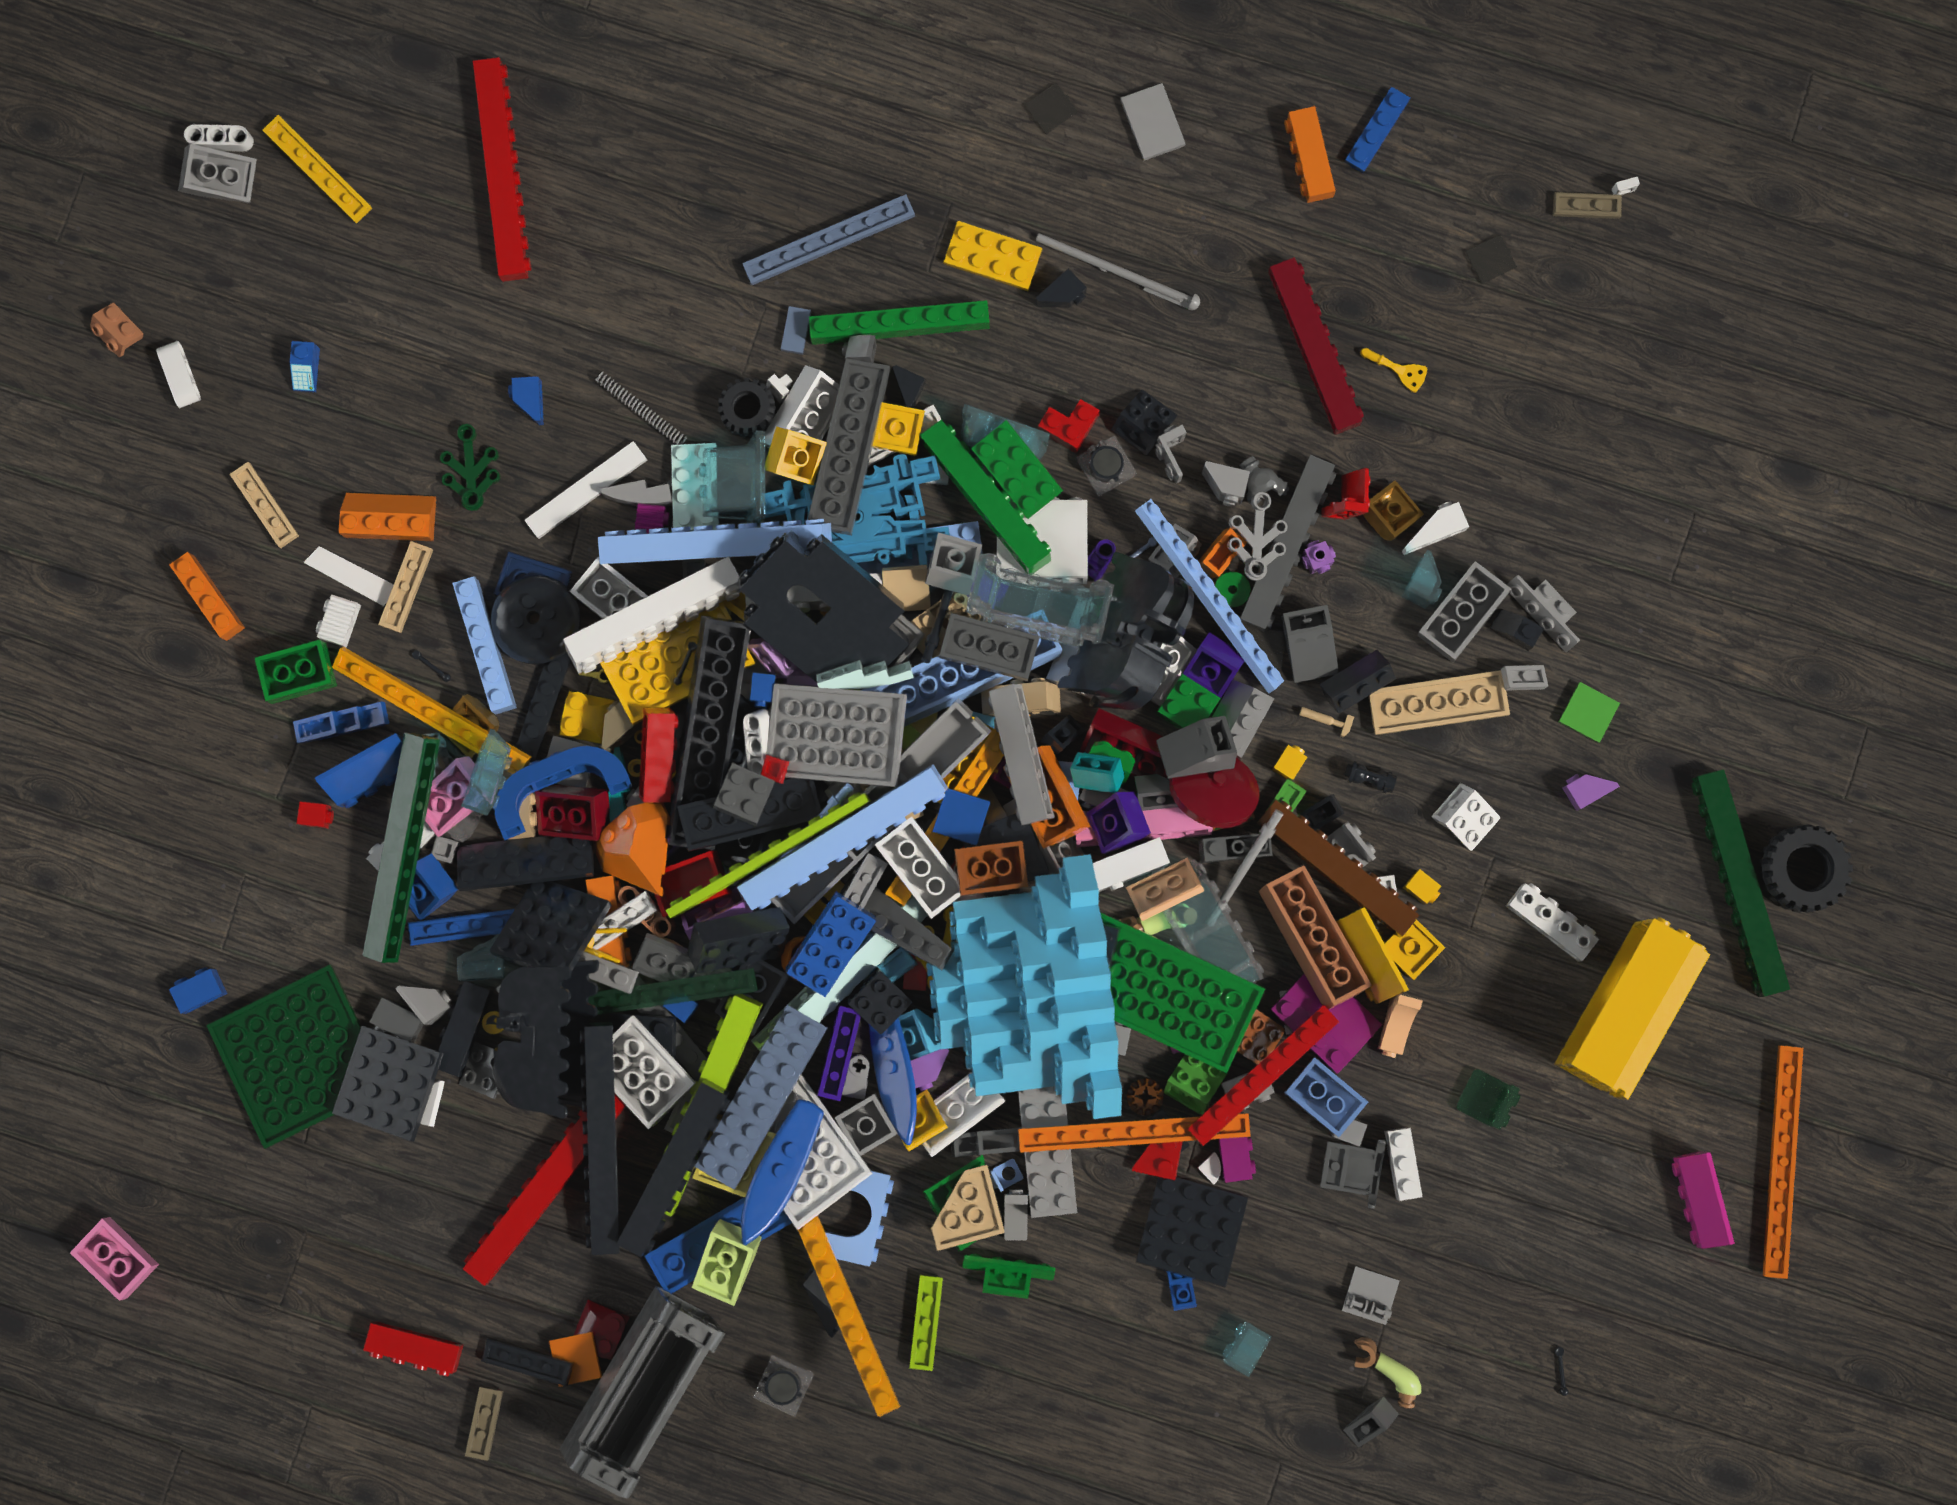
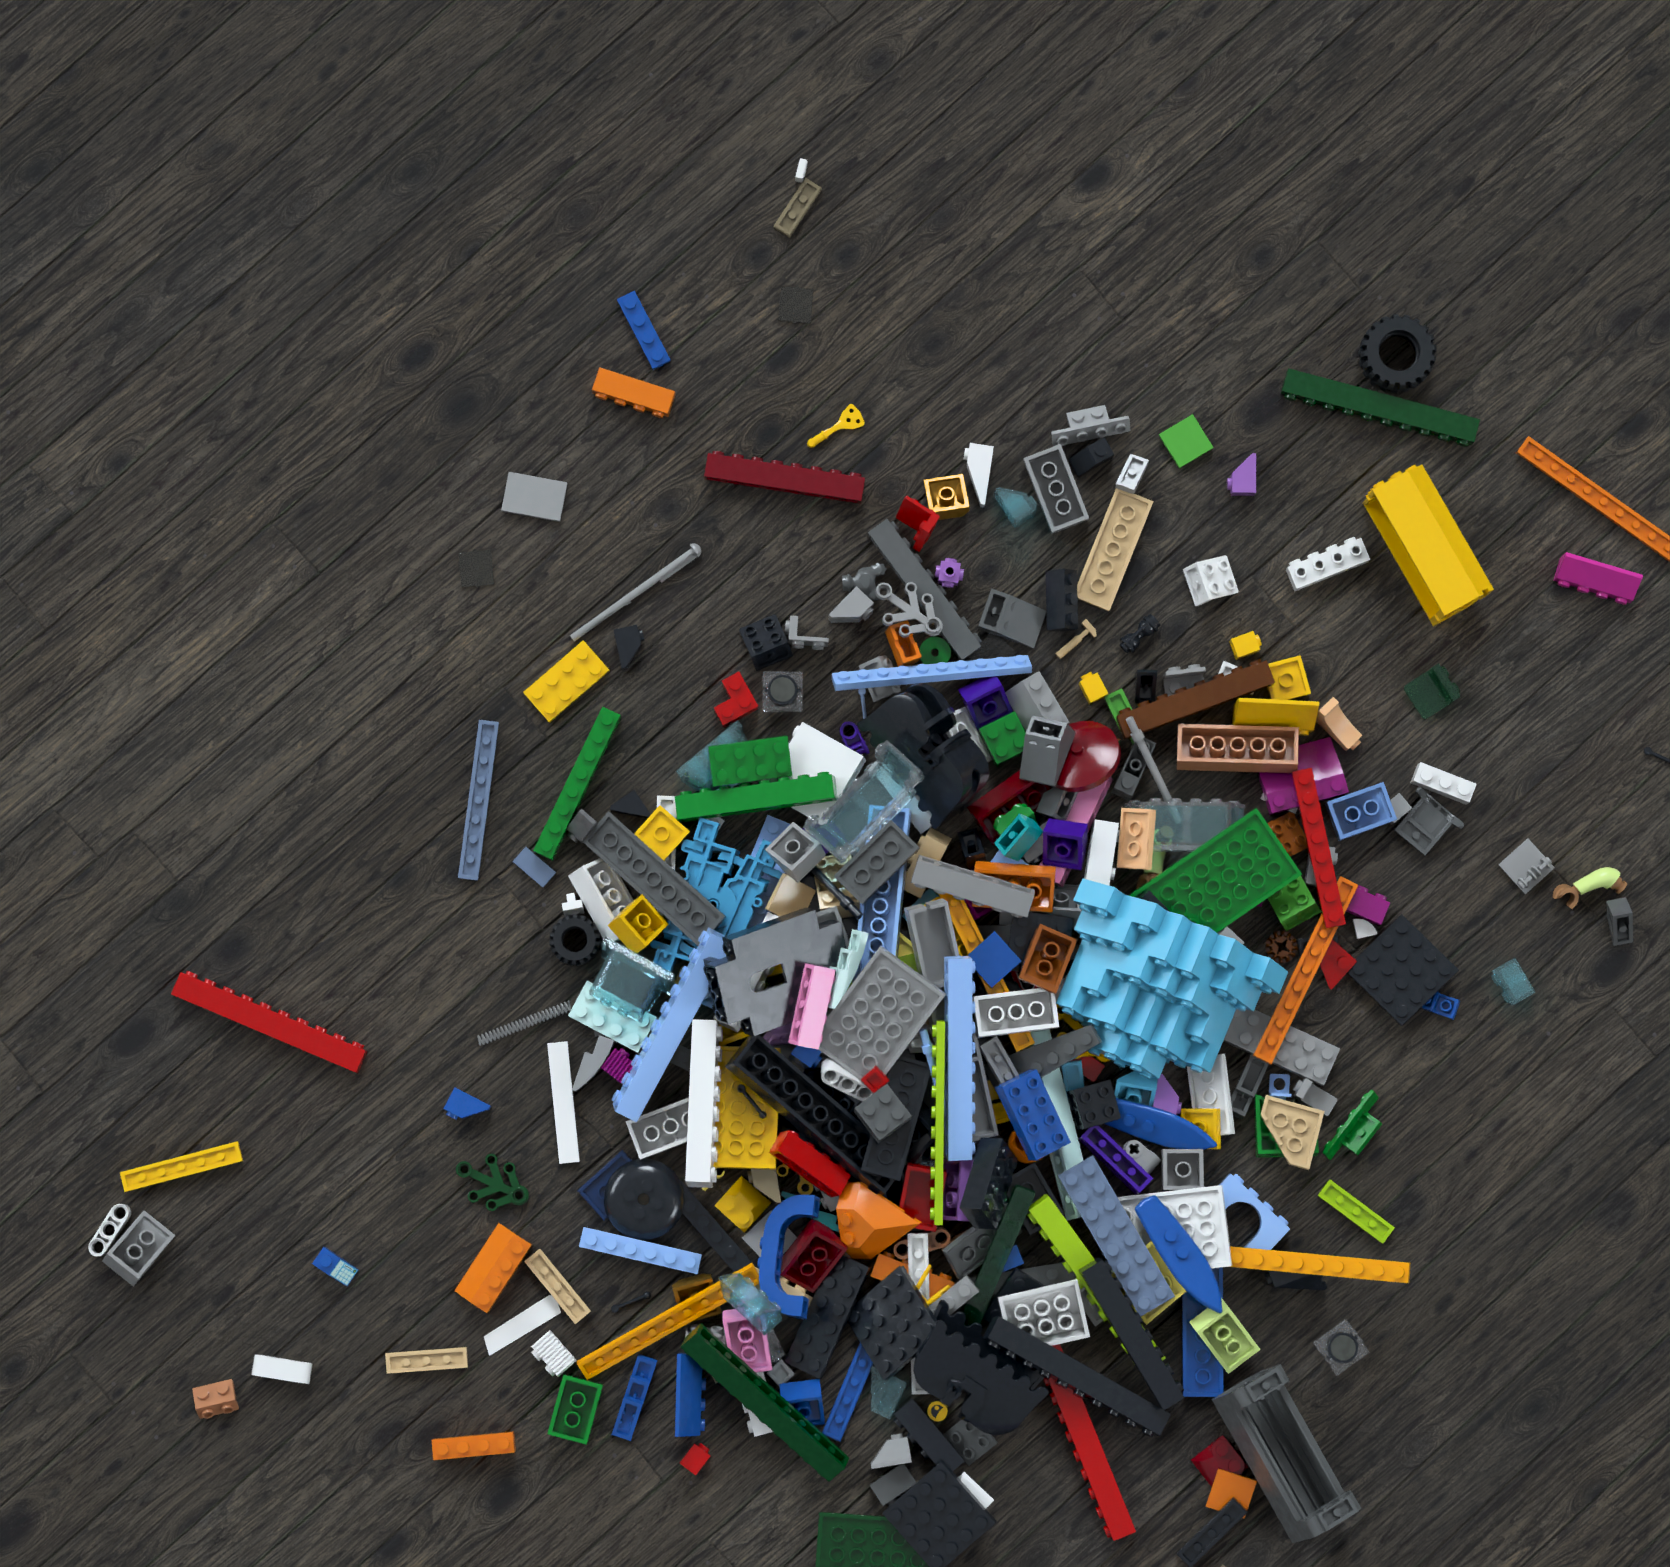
camera: 70 degrees left, 0 degrees up
(808, 664) = (812, 1006): none -> bright pink brick

